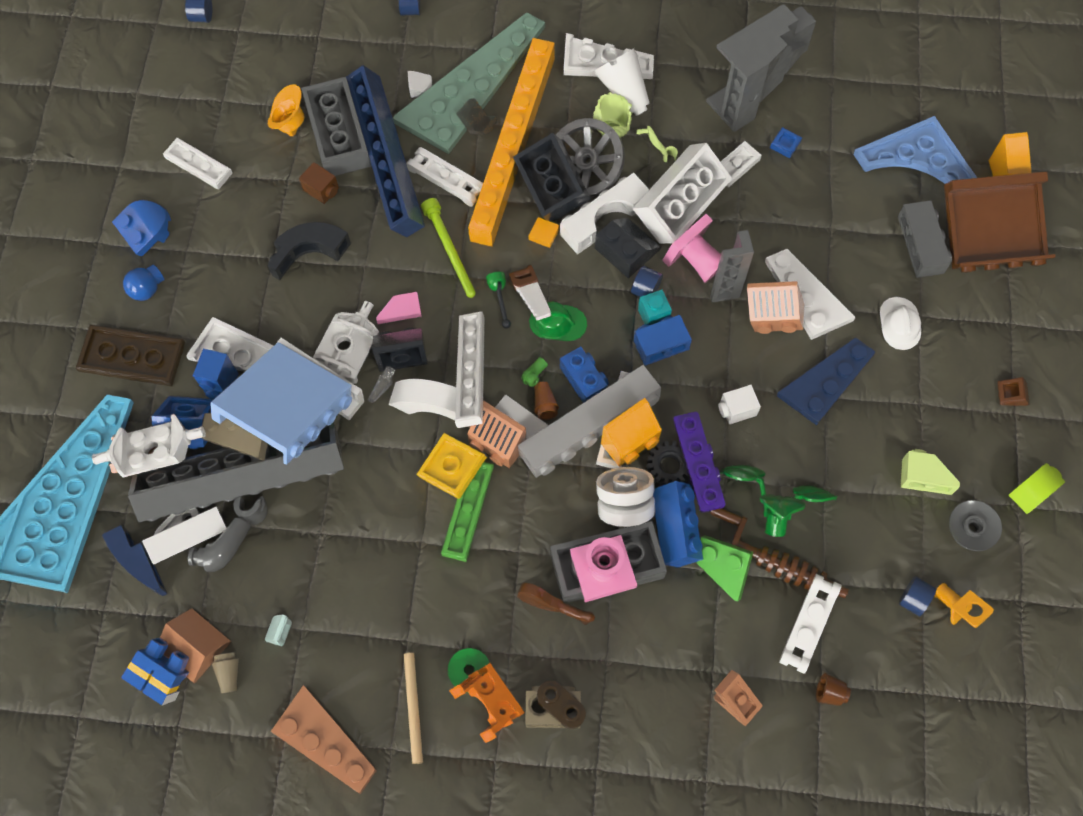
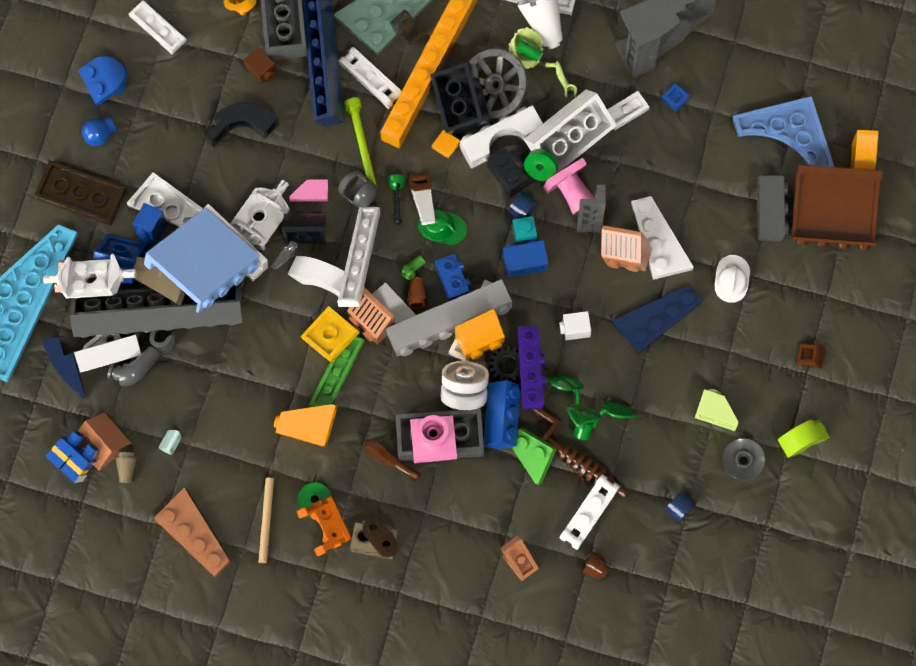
camera: 10 degrees right, 5 degrees up
(443, 578) = (307, 424): none -> light orange slope
(460, 298) = (363, 191): none -> dark grey helmet
(618, 114) = (529, 50): none -> green pin
(663, 222) = (544, 158): none -> green piece
(962, 605) = (713, 520): light orange bracket -> none

